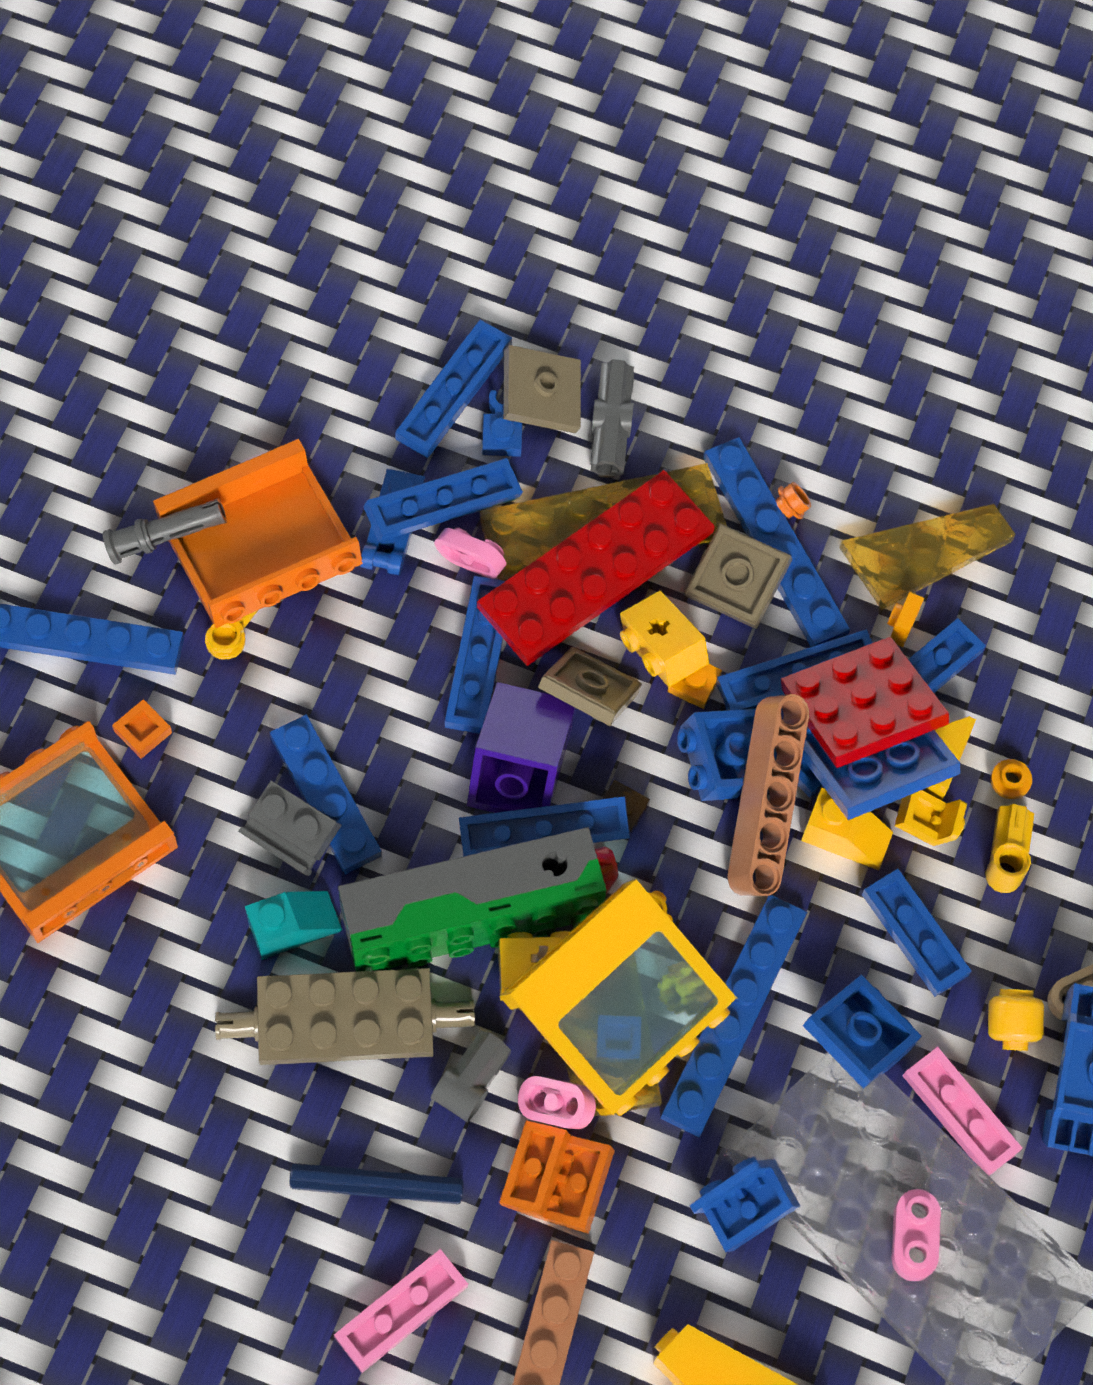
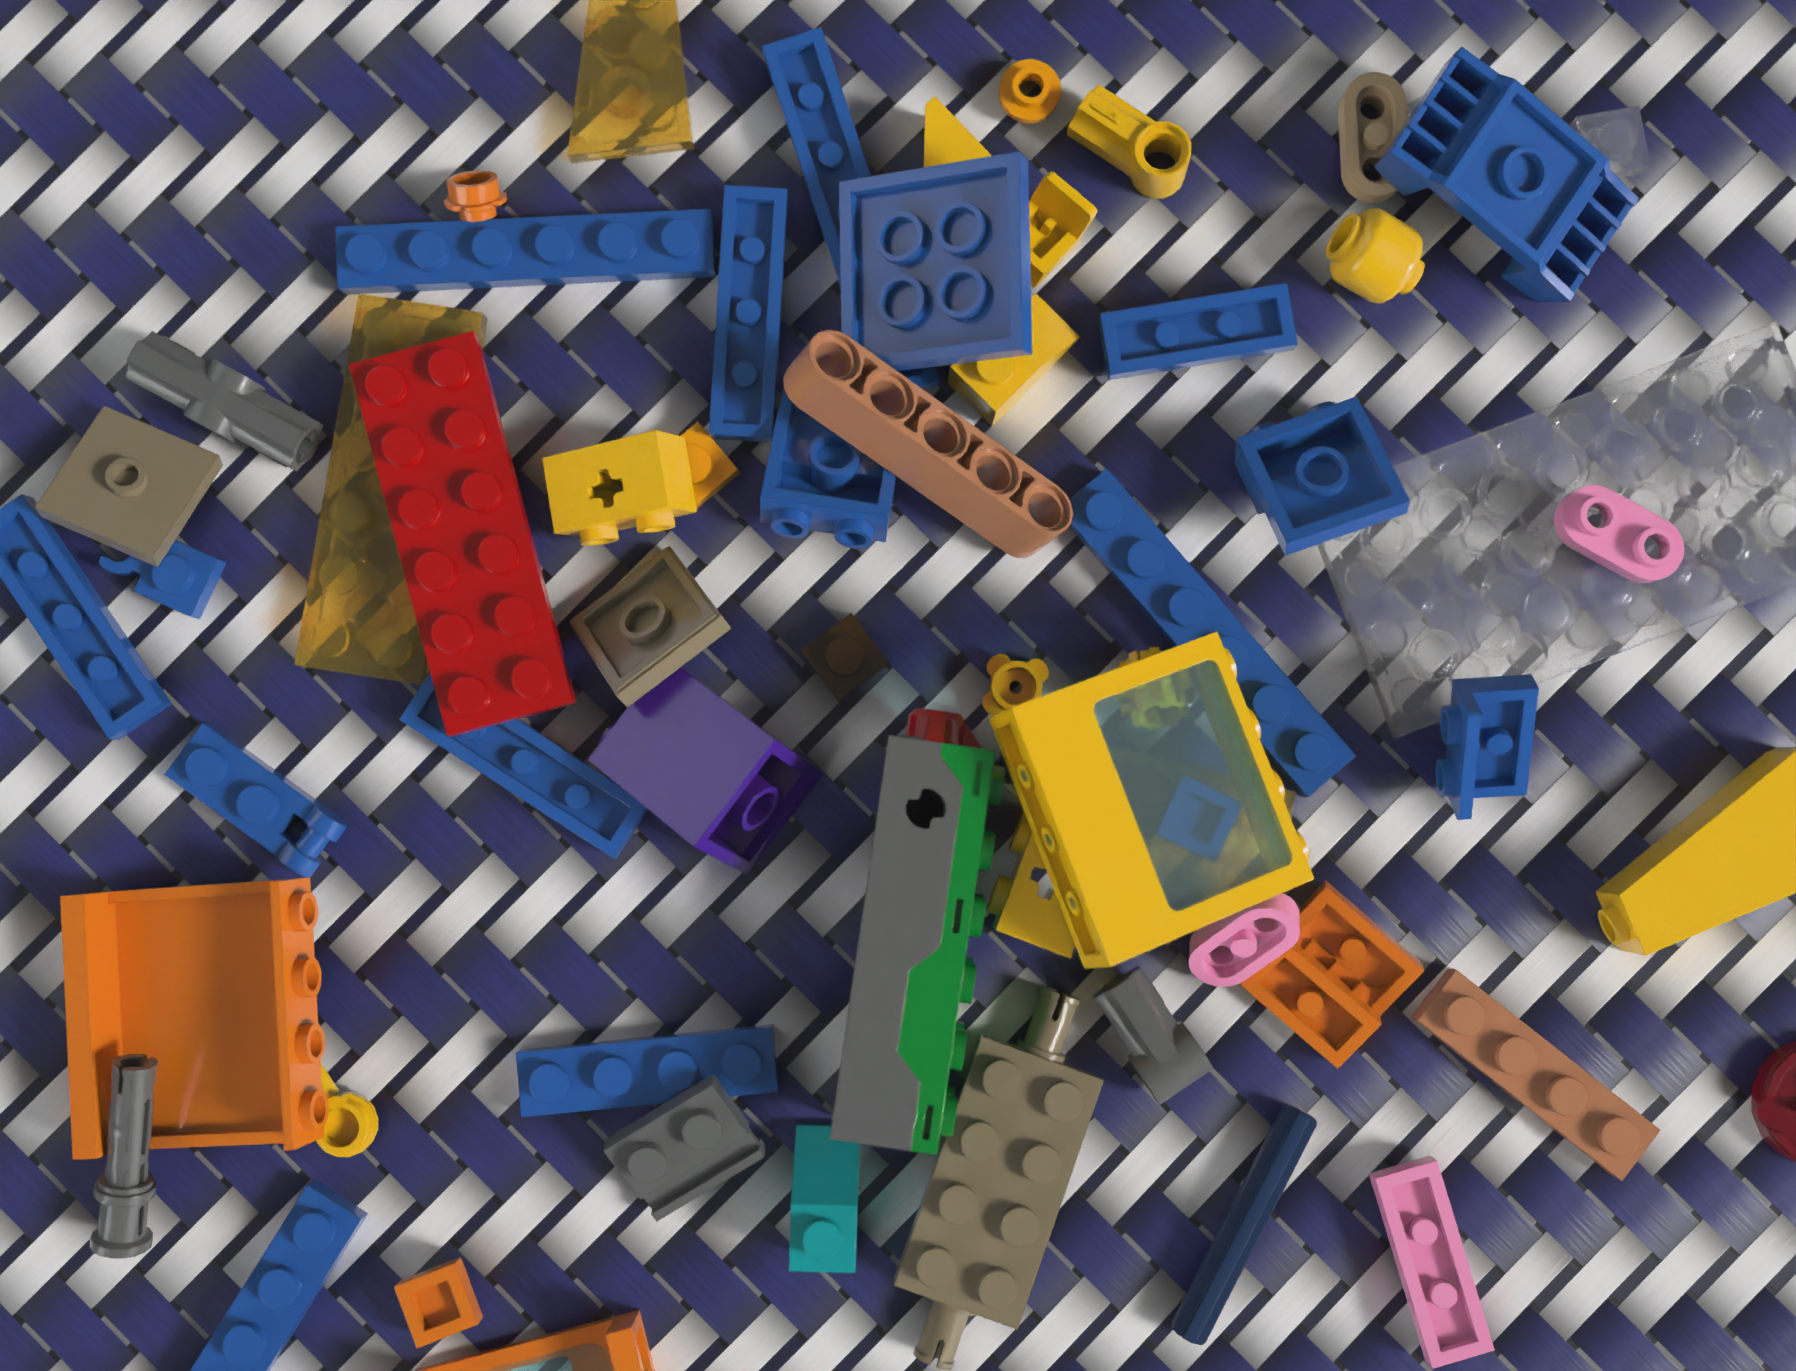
camera: 65 degrees left, 20 degrees up
(442, 499) = (255, 717): blue plate -> none
(471, 553) = (345, 719): bright pink plate -> none
(486, 832) = (837, 784): blue plate -> none
(738, 576) = (561, 330): dark tan plate -> none
(866, 701) = (850, 241): red plate -> none
(903, 618) = (729, 122): light orange plate -> none
(962, 1111) = (1468, 390): bright pink plate -> none

